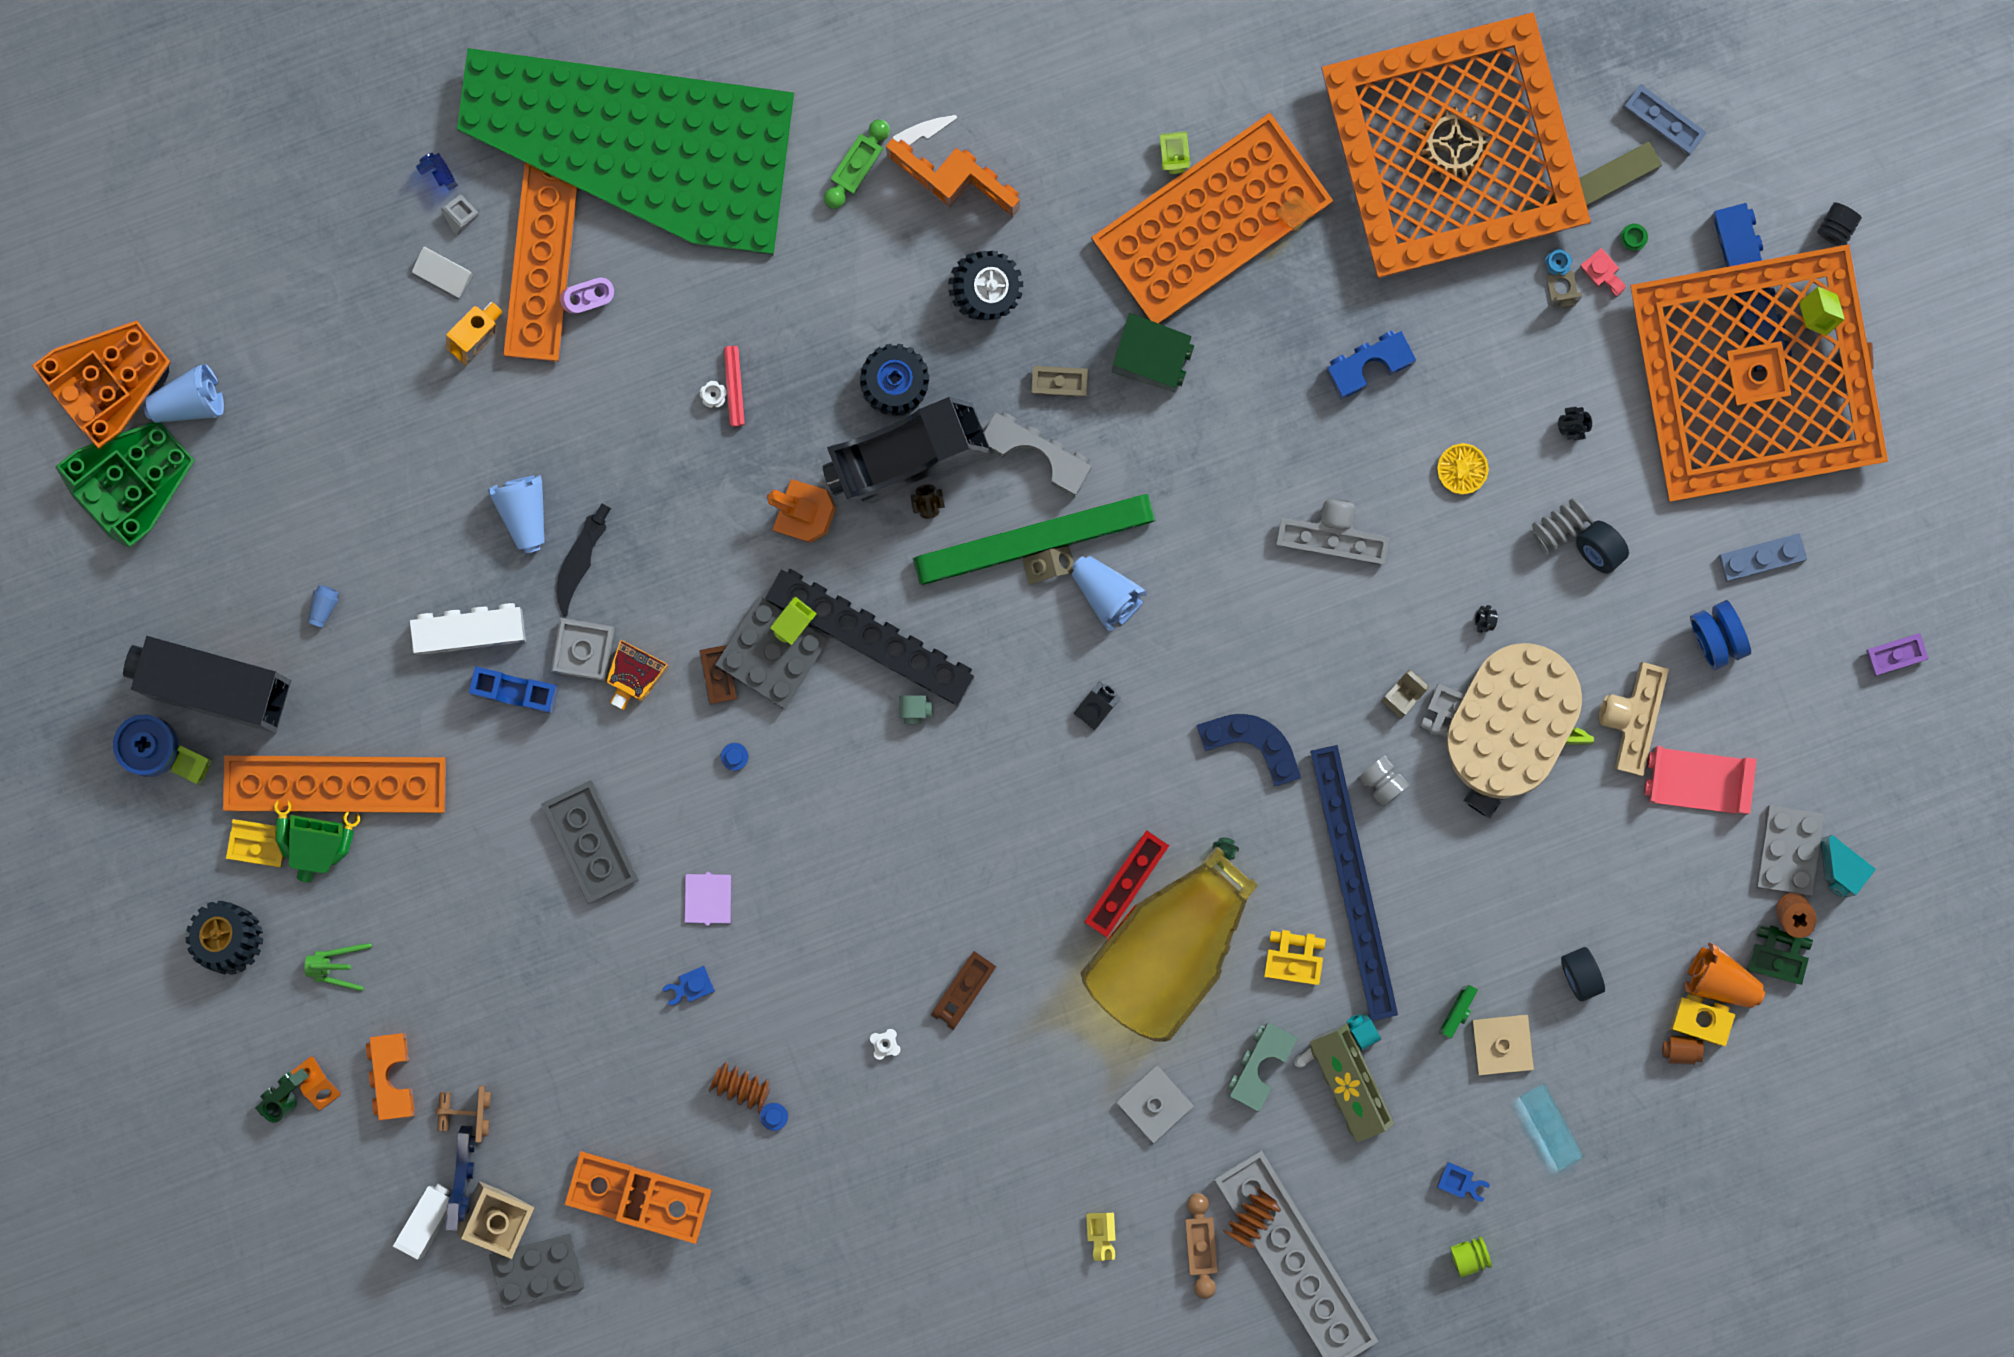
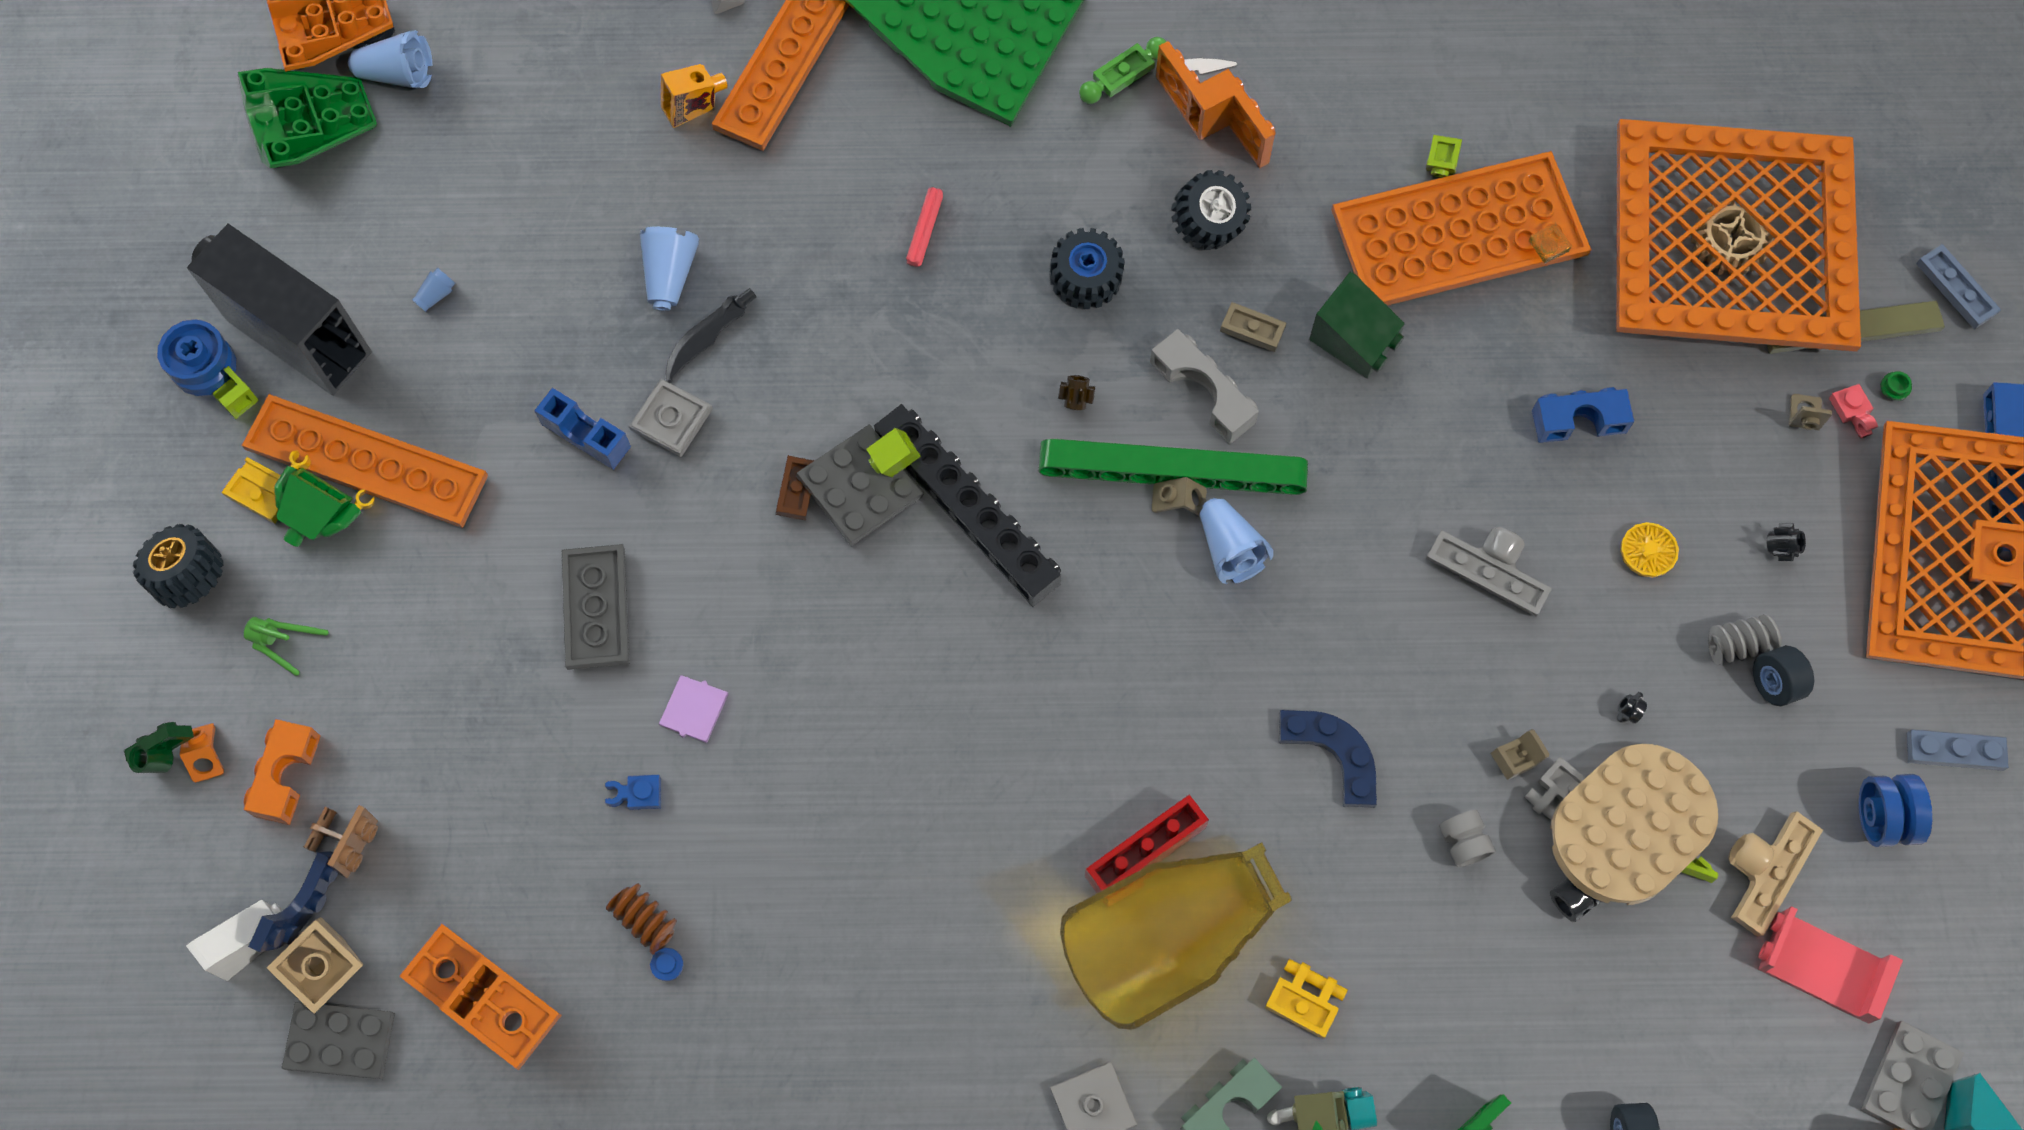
camera: 20 degrees right, 15 degrees down
(442, 272) = (687, 37): white slope -> none
(468, 630) = (564, 359): white brick -> none
(585, 295) = (813, 96): lavender plate -> none
(633, 674) = (711, 457): torso -> none
(705, 394) = (898, 220): white plate -> none
(734, 756) = (780, 574): blue plate -> none
(803, 511) = (947, 359): orange piece -> none
(881, 1051) = (812, 922): white plate -> none
(912, 449) = (1085, 319): black brick -> none
(914, 709) = (986, 589): sand green plate -> none
(964, 989) = (927, 901): reddish brown plate -> none
(1097, 705) = (1180, 653): black bracket -> none
(1227, 845) = (1273, 849): clear green plate -> none
(1354, 883) = (1399, 943): dark blue plate -> none
(1558, 254) = (1813, 377): dark azure plate -> none

